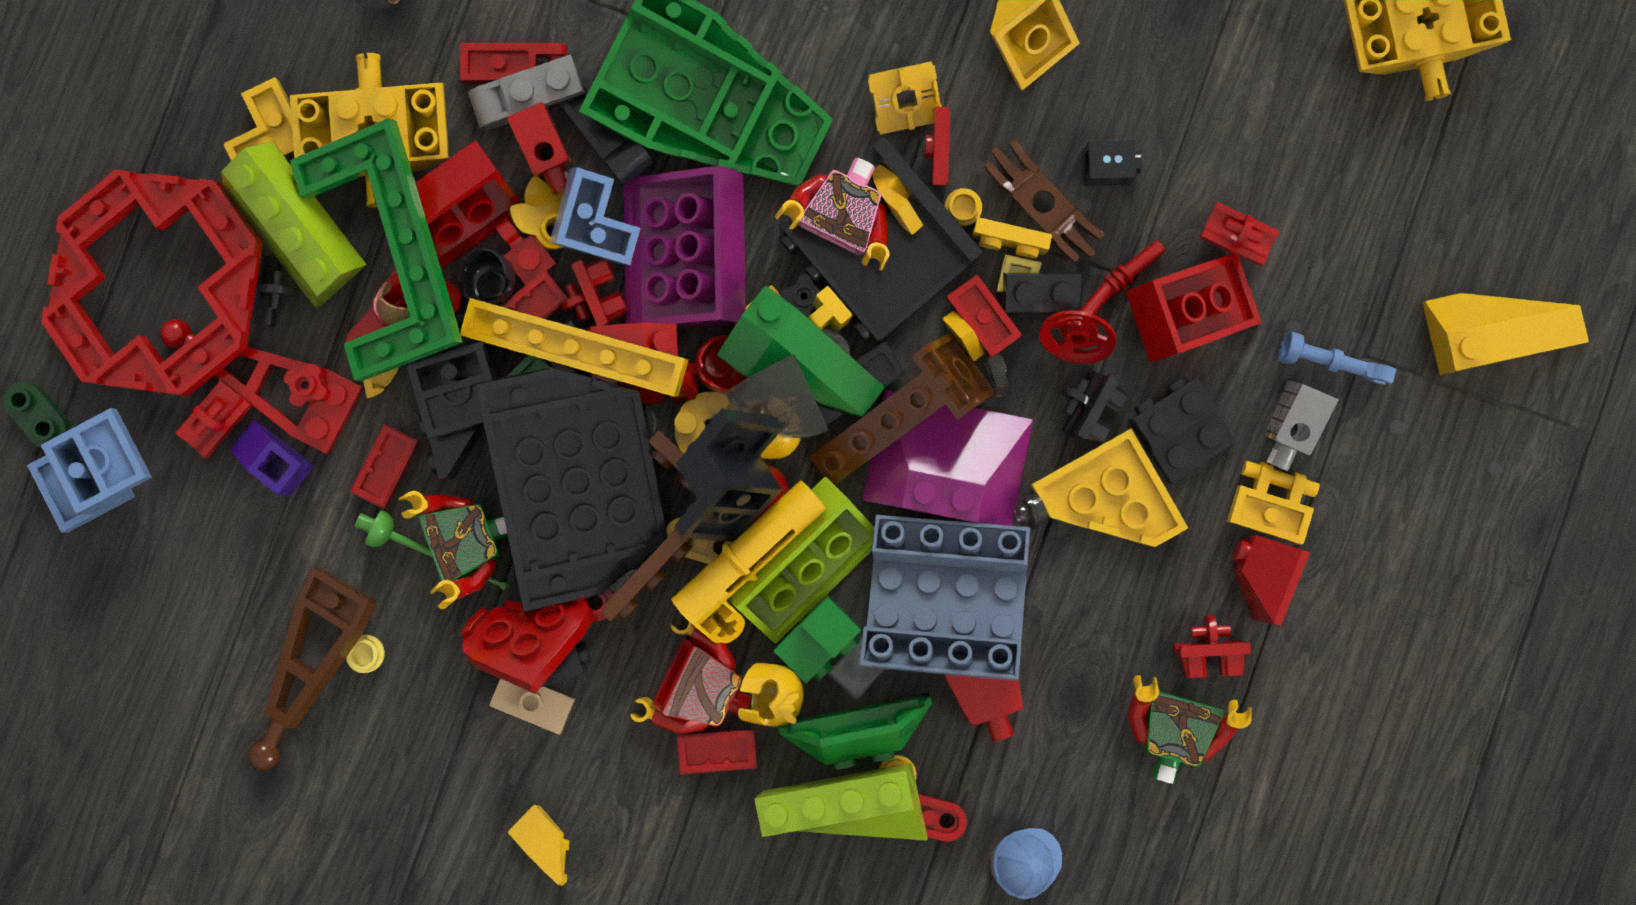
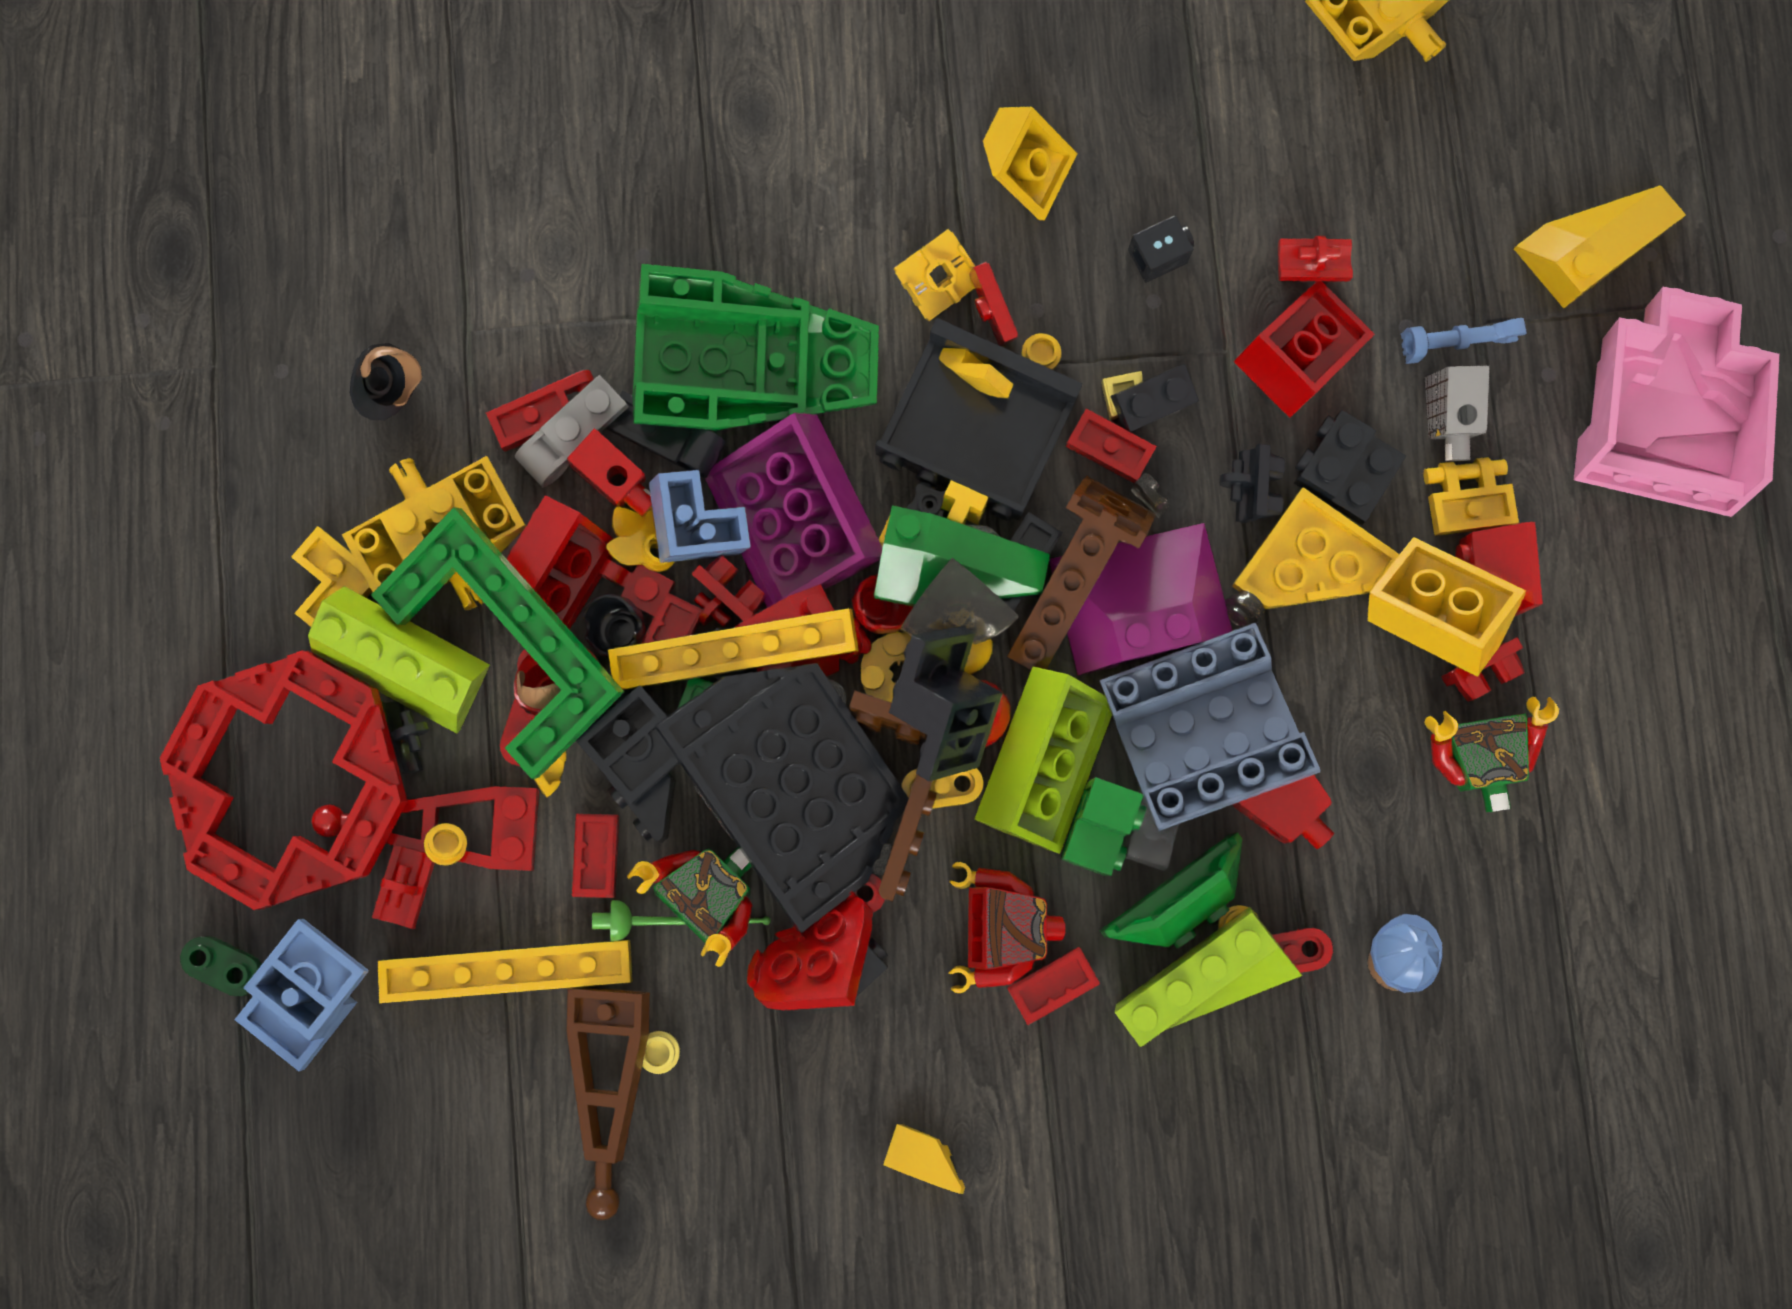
camera: 25 degrees left, 5 degrees down
(262, 399) = (445, 844): none -> yellow plate
(267, 528) = (504, 971): none -> yellow plate
(270, 459) = (478, 900): dark purple slope -> none
(315, 390) = (493, 810): red plate -> none
(545, 708) = (854, 1024): tan plate -> none
(741, 562) = (975, 828): yellow piece -> none
(775, 695) = (1084, 902): yellow helmet -> none
(842, 211) = (932, 405): torso -> none
(964, 335) = (1101, 471): yellow tile -> none
(997, 234) = (1117, 357): yellow plate -> none
(1030, 182) = (1091, 312): reddish brown piece -> none
(1080, 325) = (1207, 412): red dish -> none
(1200, 587) = (1444, 605): none -> yellow slope
(1495, 509) = (1682, 407): none -> bright pink panel

